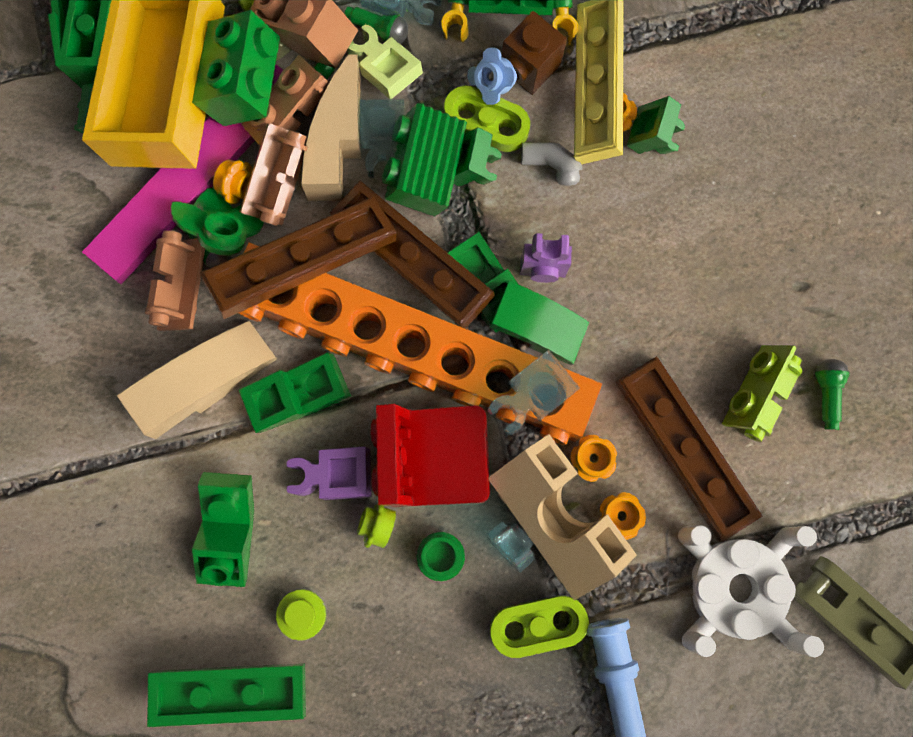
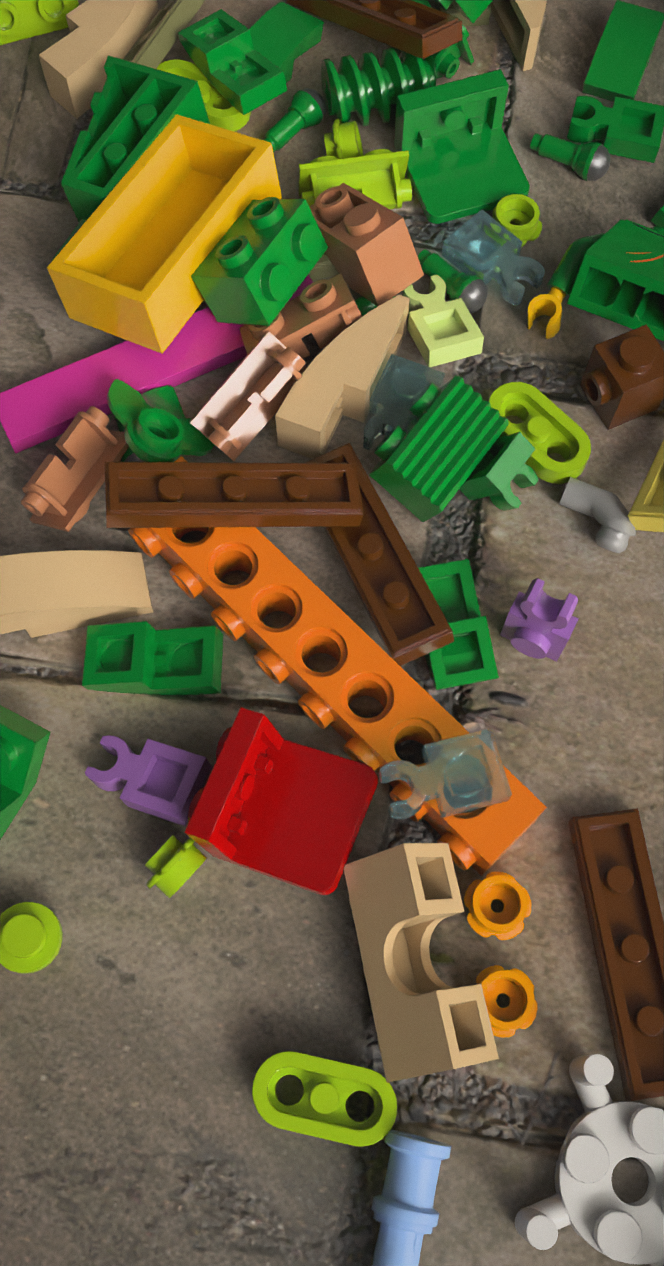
camera: 30 degrees right, 10 degrees down
(232, 180) = (197, 383): light orange plate -> none
(440, 556) = (238, 944): green plate -> none
(503, 71) = (576, 388): light blue plate -> none
(512, 544) = (337, 968): clear light blue plate -> none
(540, 322) = (500, 699): slope -> none

